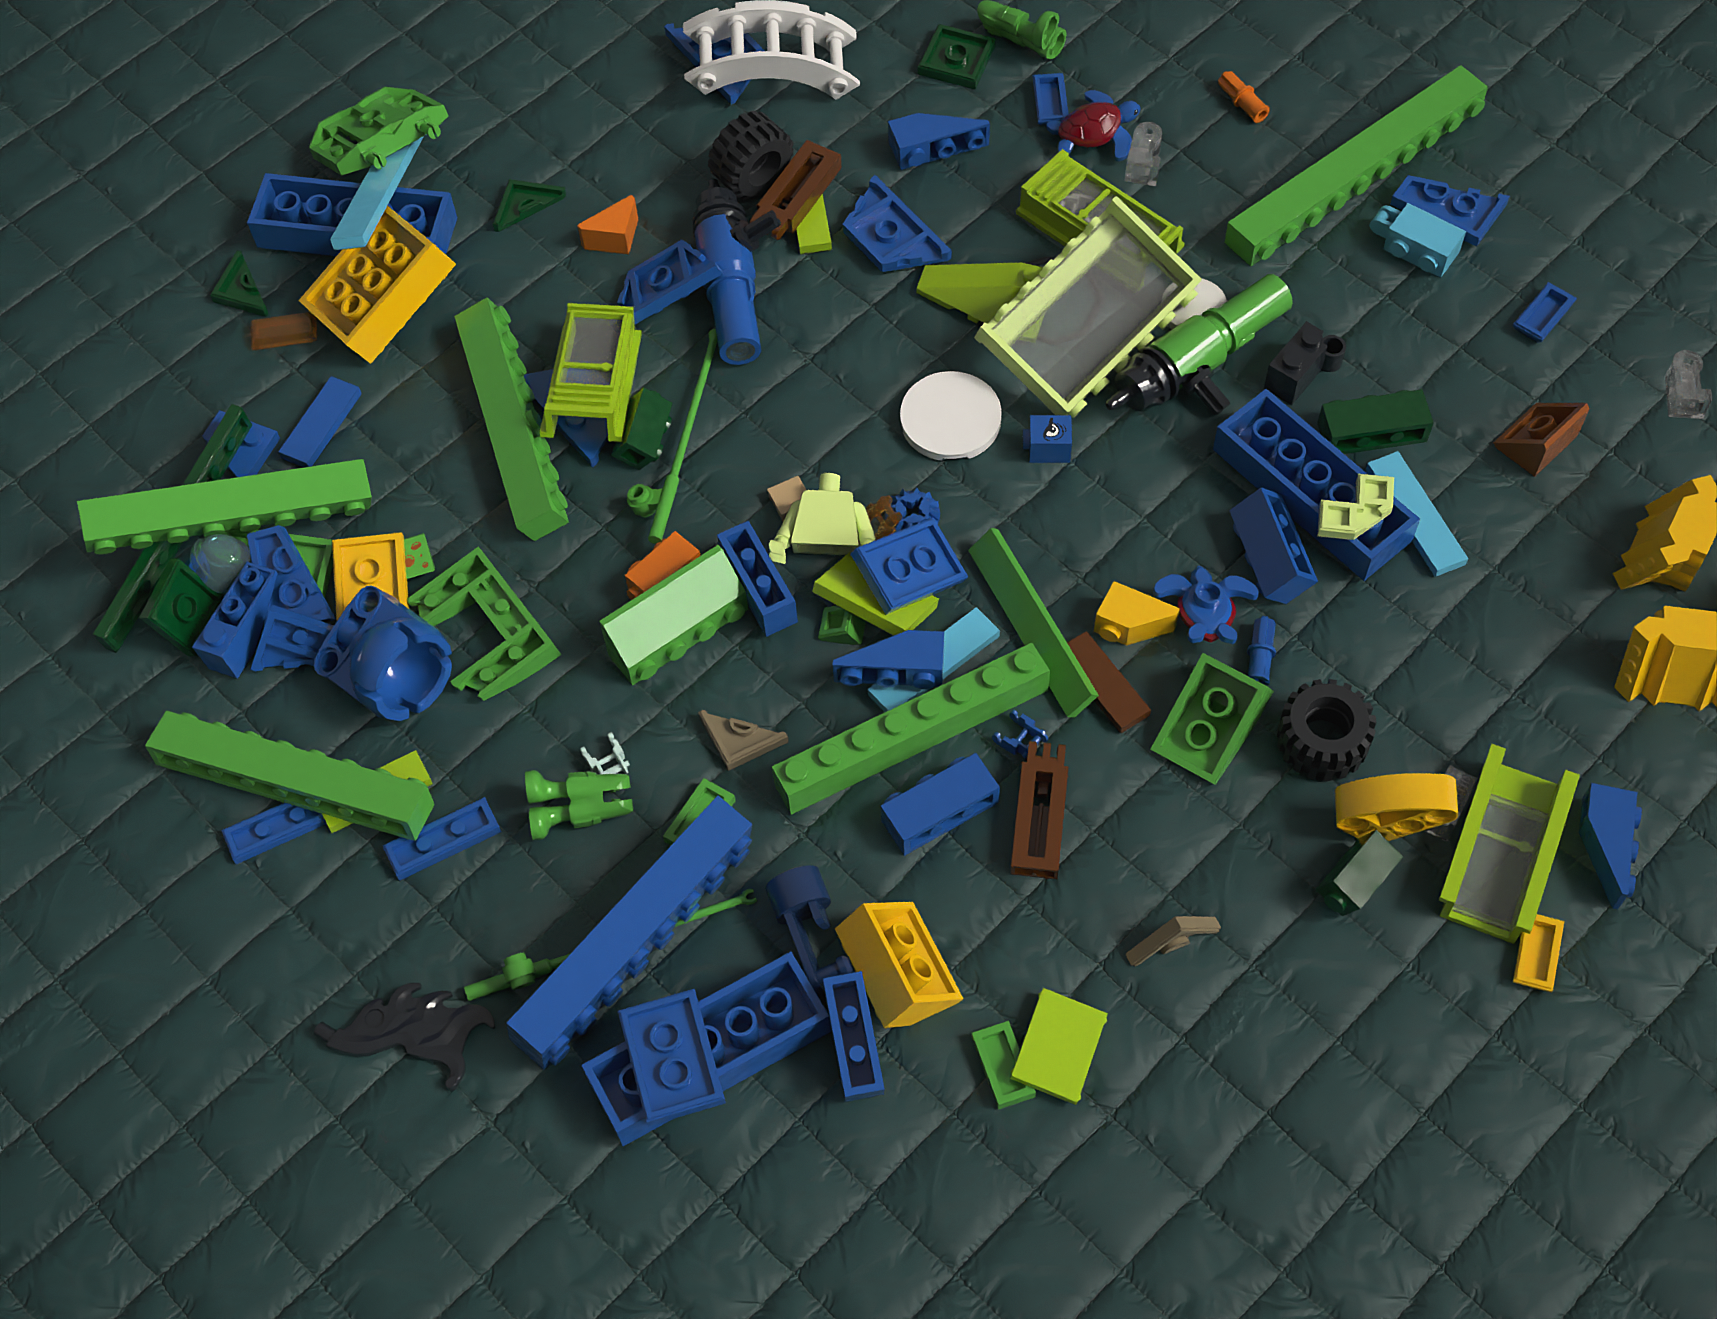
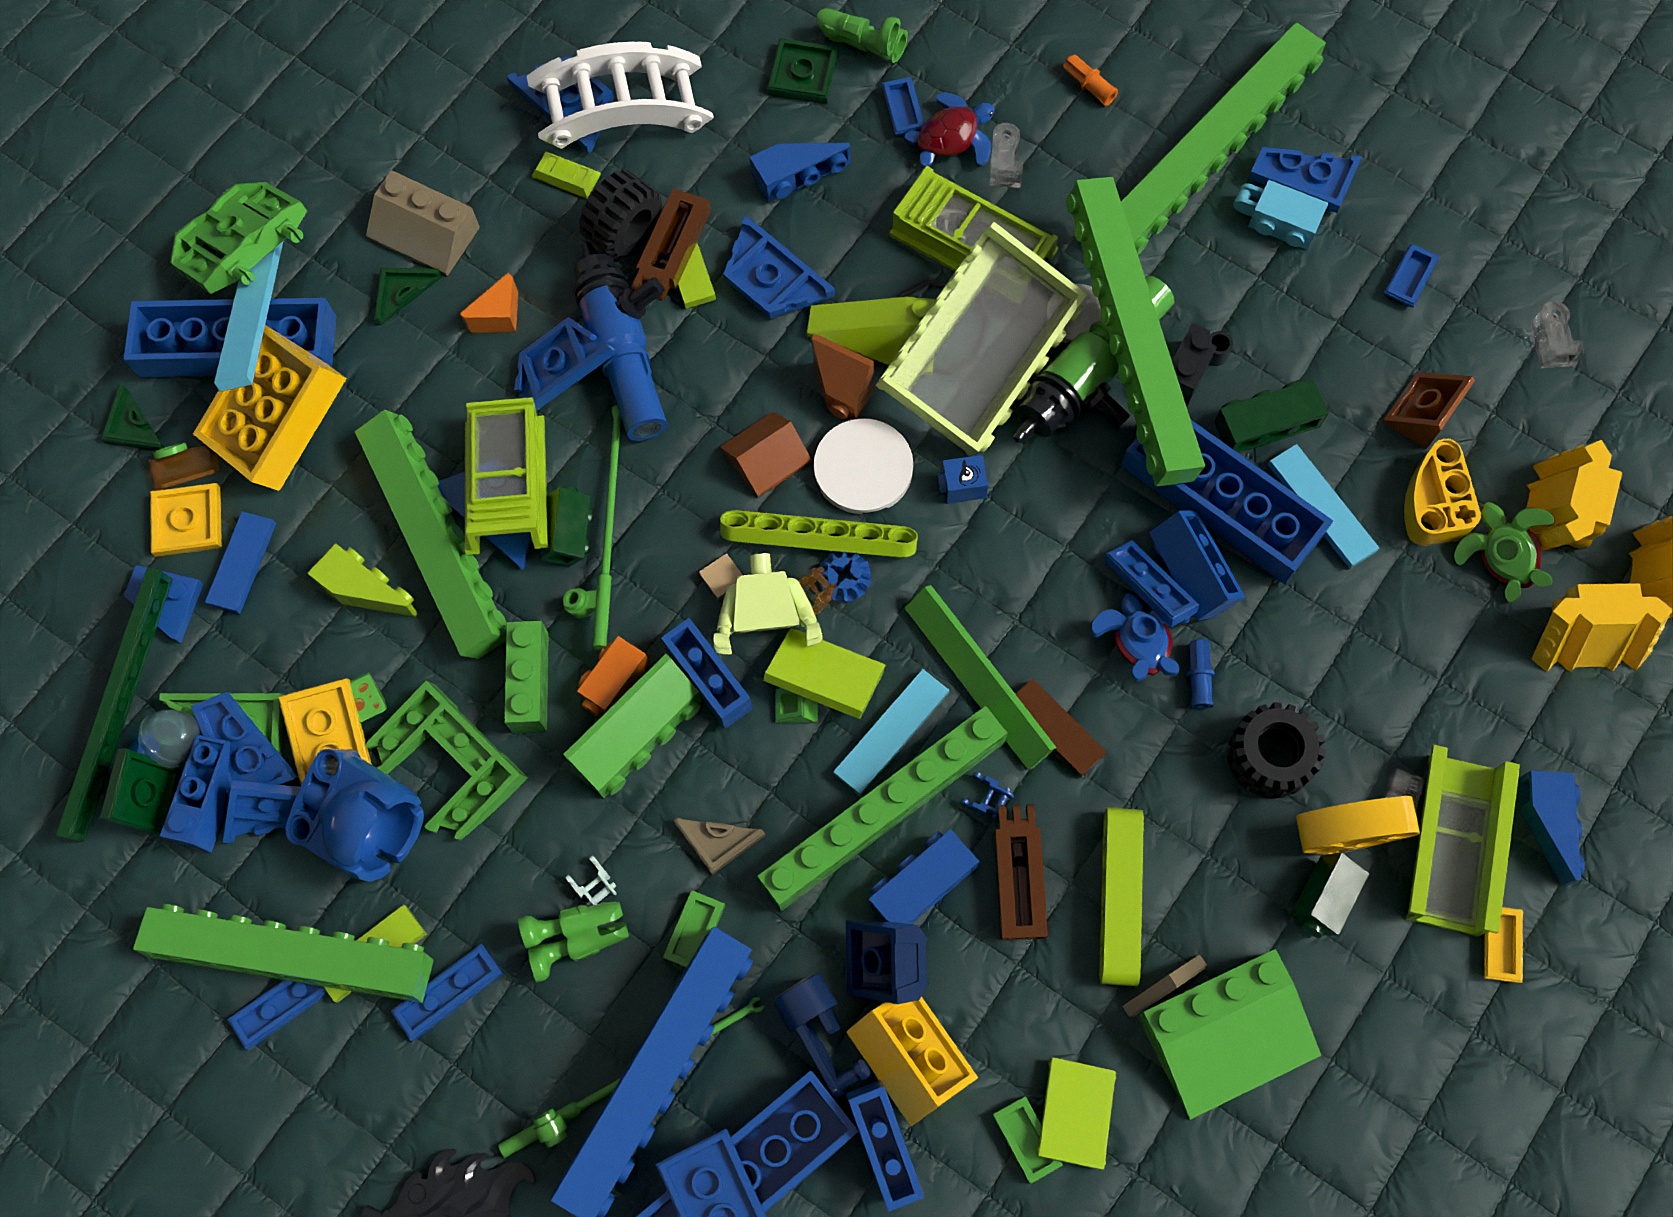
camera: 10 degrees left, 10 degrees up
(224, 506) = (160, 679): bright green brick -> none
(274, 312) = (170, 450): none -> bright green piece
(275, 378) = (185, 519): none -> yellow tile
(426, 455) = (354, 585): none -> lime slope
(555, 143) = (420, 223): none -> dark tan slope
(577, 559) = (526, 677): none -> bright green brick
(701, 118) = (566, 175): none -> lime tile
(856, 392) = (767, 453): none -> dark orange slope
(887, 862) = (886, 961): none -> dark blue slope
(894, 469) = (818, 533): none -> lime beam
(903, 659) = (866, 739): blue slope -> none
(909, 565) = (853, 640): blue tile -> none
(944, 328) = (843, 377): none -> dark orange slope
(1133, 616) = (1074, 657): yellow slope -> none
(1141, 847) = (1121, 897): none -> lime beam
(1211, 718) = (1166, 754): bright green slope -> none
(1223, 557) = (1151, 583): none -> blue tile
(1233, 992) = (1231, 1034): none -> bright green slope
(1243, 319) = (1134, 333): none -> bright green brick
(1351, 520) = (1268, 533): yellowish green tile -> none
(1529, 521) = (1430, 501): none -> yellow beam
(1605, 574) = (1509, 548): none -> bright green animal

